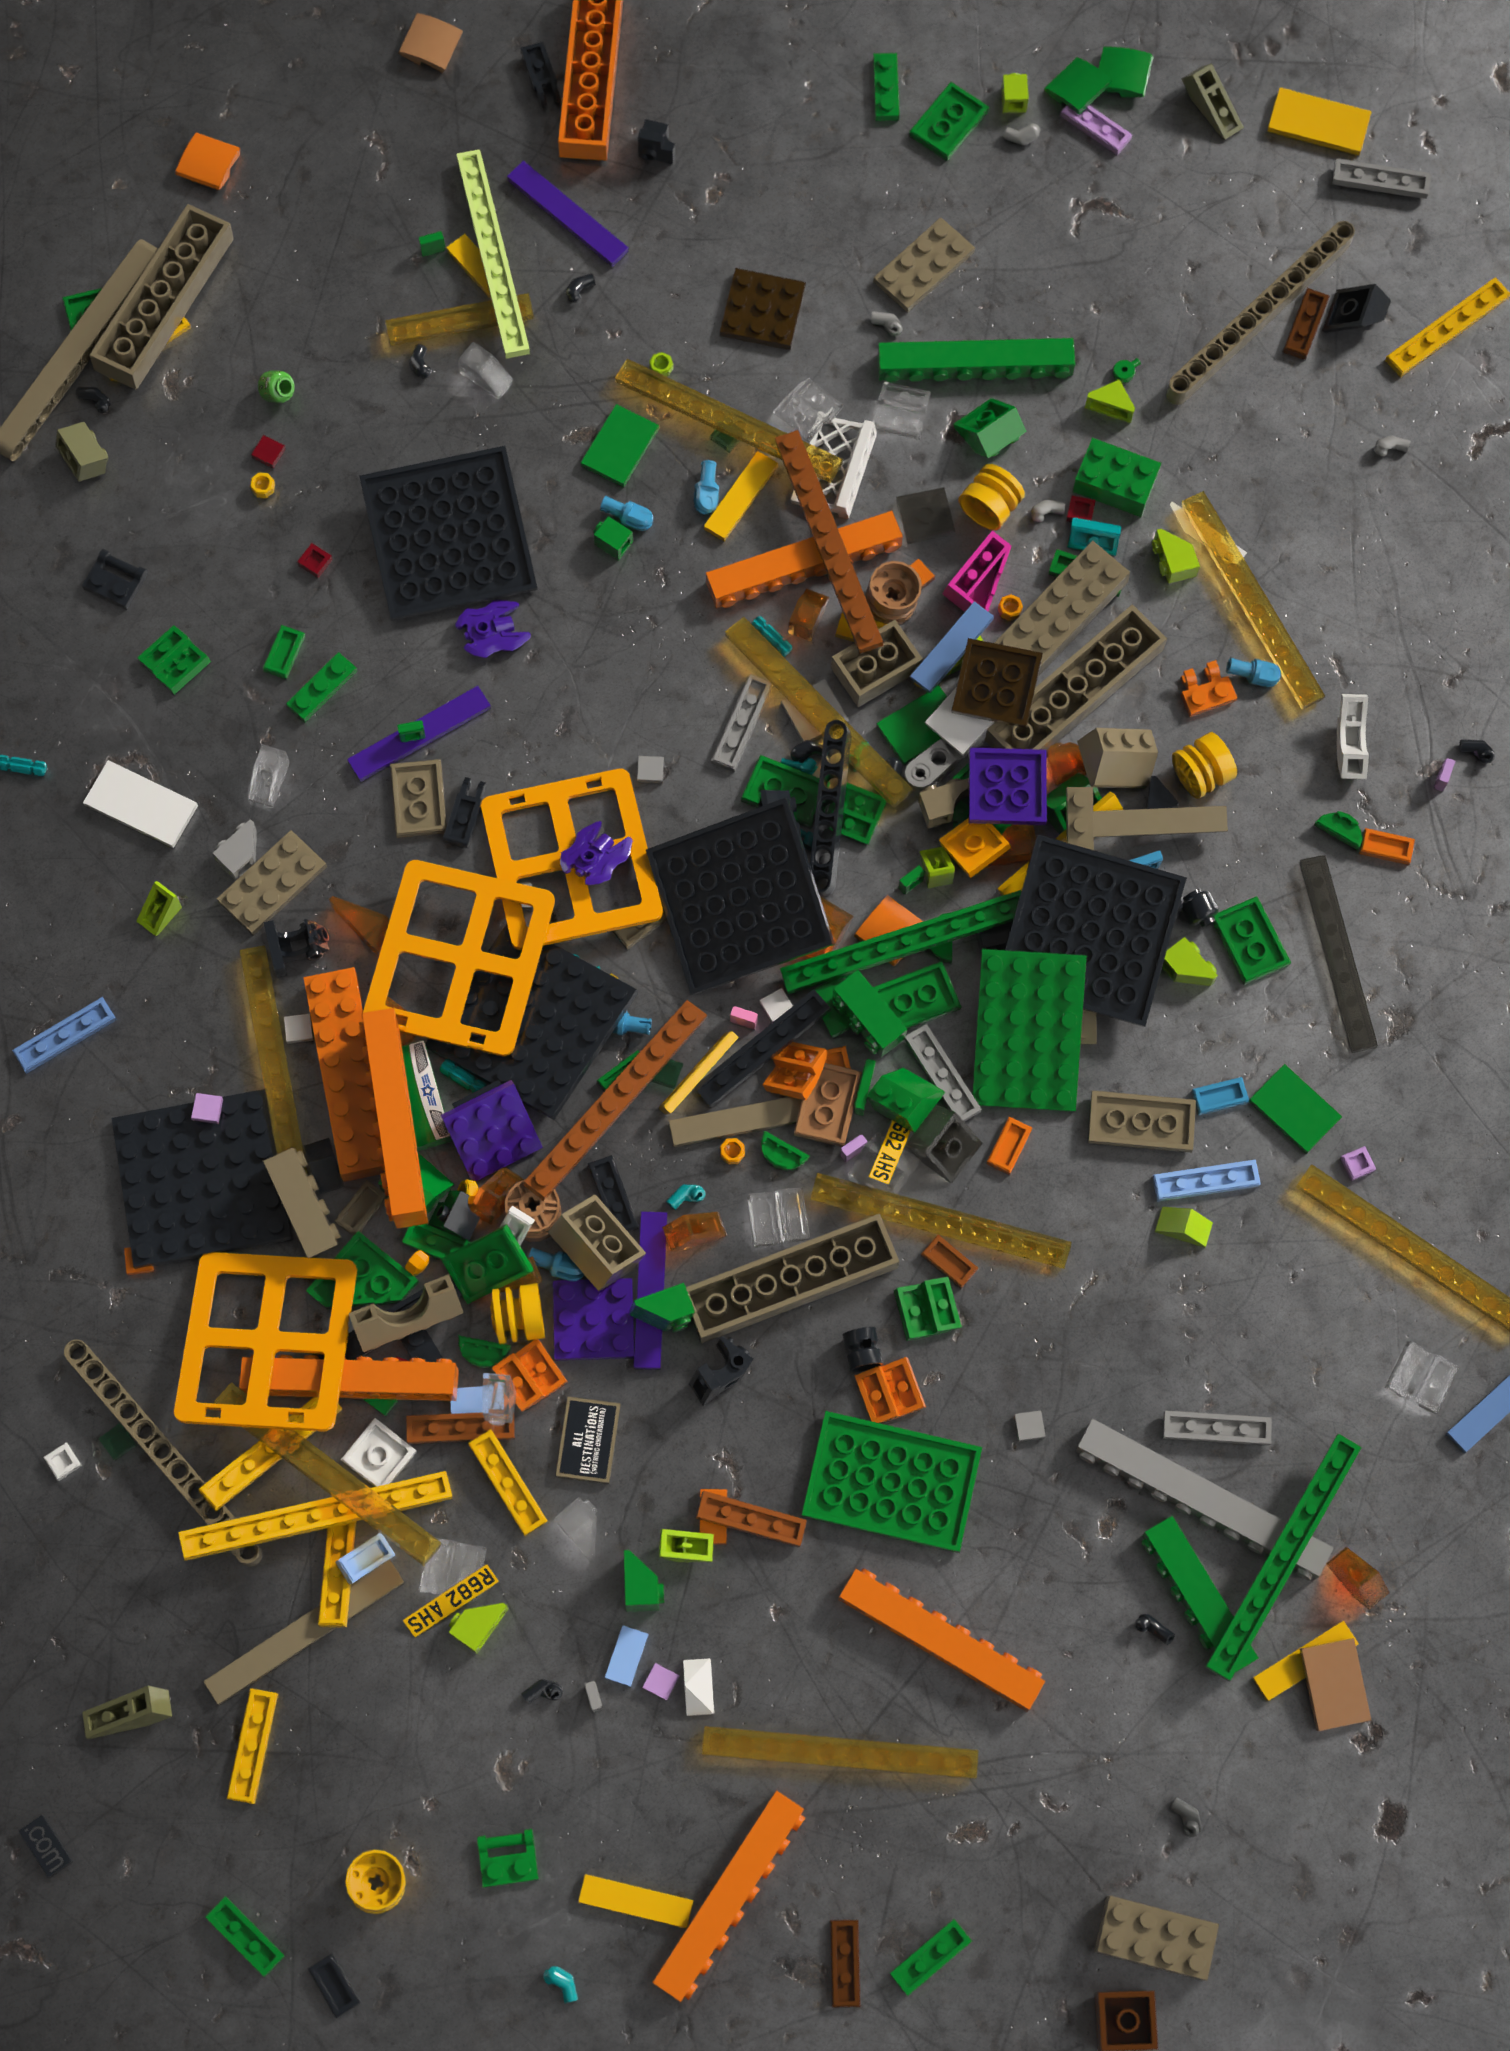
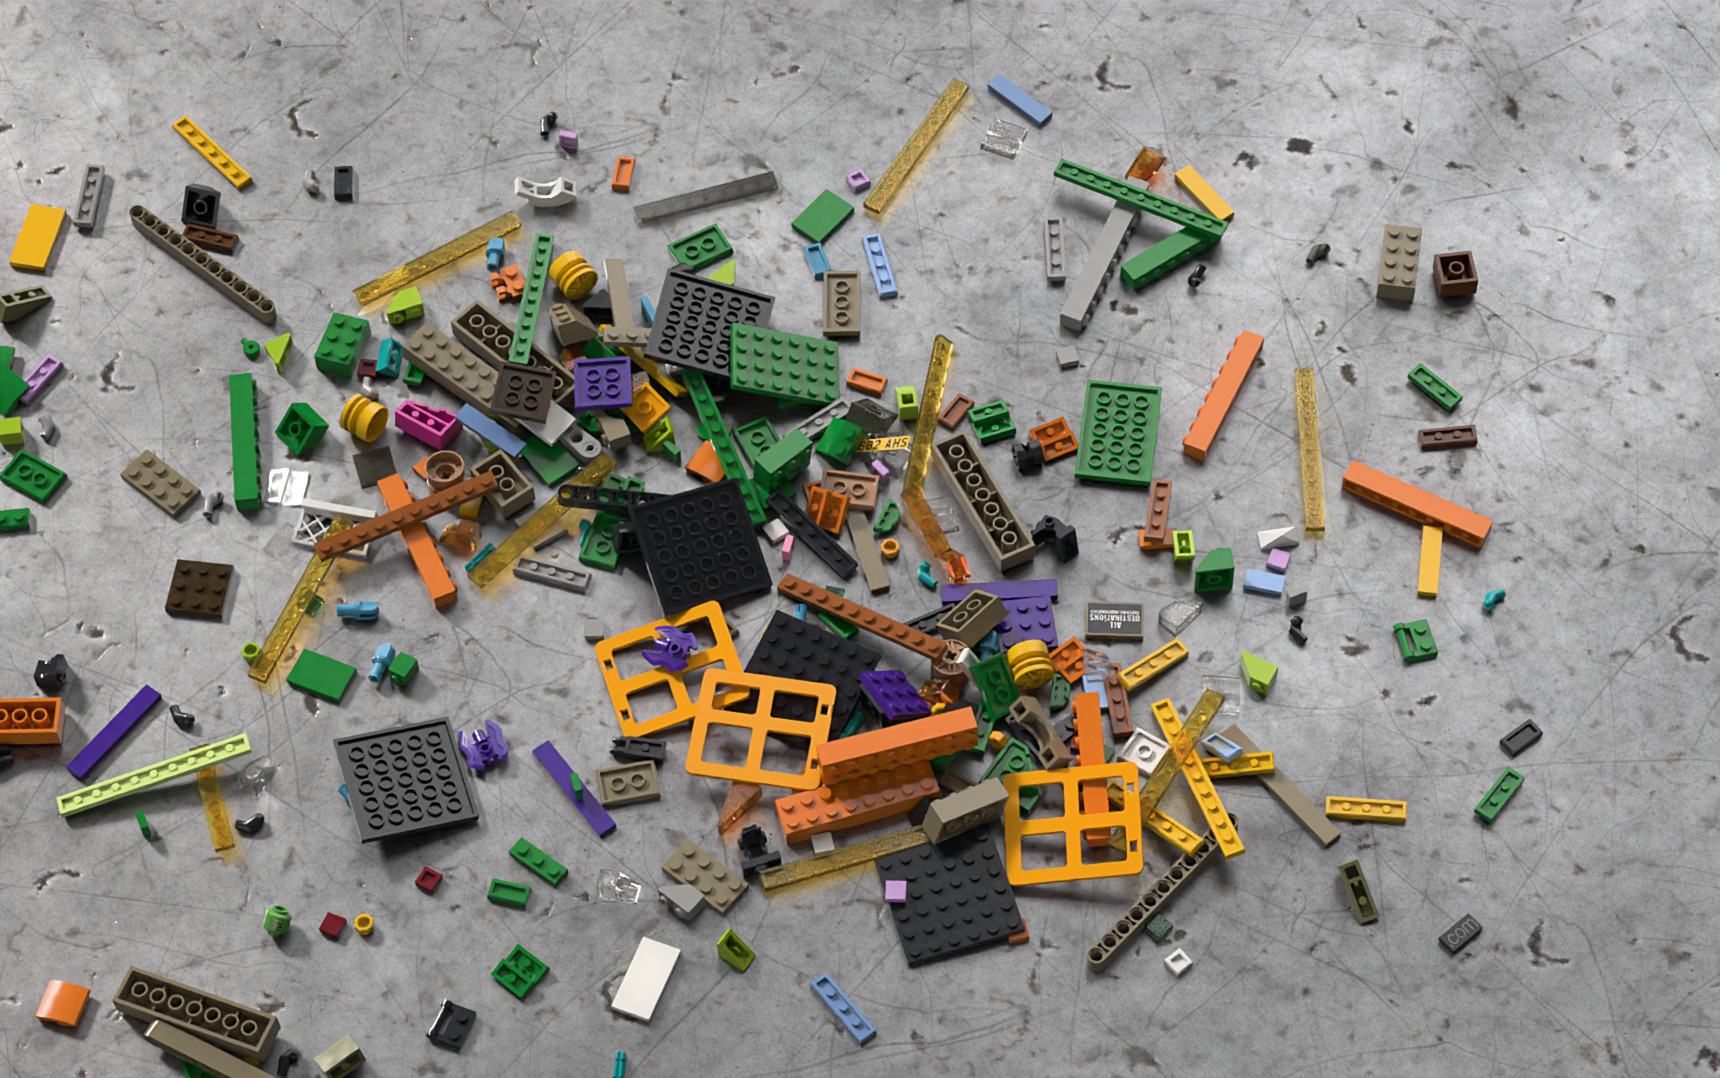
camera: 90 degrees left, 15 degrees down
(367, 1868) = (1448, 711): yellow wheel -> none
(450, 1600) = (1243, 690): yellow sticker -> none
(470, 260) = (160, 794): yellow tile -> none
(665, 1309) = (1015, 567): green slope -> none
(698, 1072) = (833, 573): yellow tile -> none
(741, 496) = (362, 588): yellow tile -> none
(763, 1198) = (925, 521): none -> clear orange tile
(806, 749) = (573, 527): black arm -> none
(864, 1087) = (820, 465): green tile -> none
(967, 1192) = (907, 402): none -> lime slope
(1010, 607) = (451, 405): light orange tile -> none
(1161, 707) = (531, 299): none -> plate
(1184, 1225) = (914, 277): lime slope -> none
(1335, 1684) = (1217, 175): medium nougat tile -> none
(1341, 827) = (612, 197): green plate -> none
(1389, 487) = (343, 182): none -> black tile

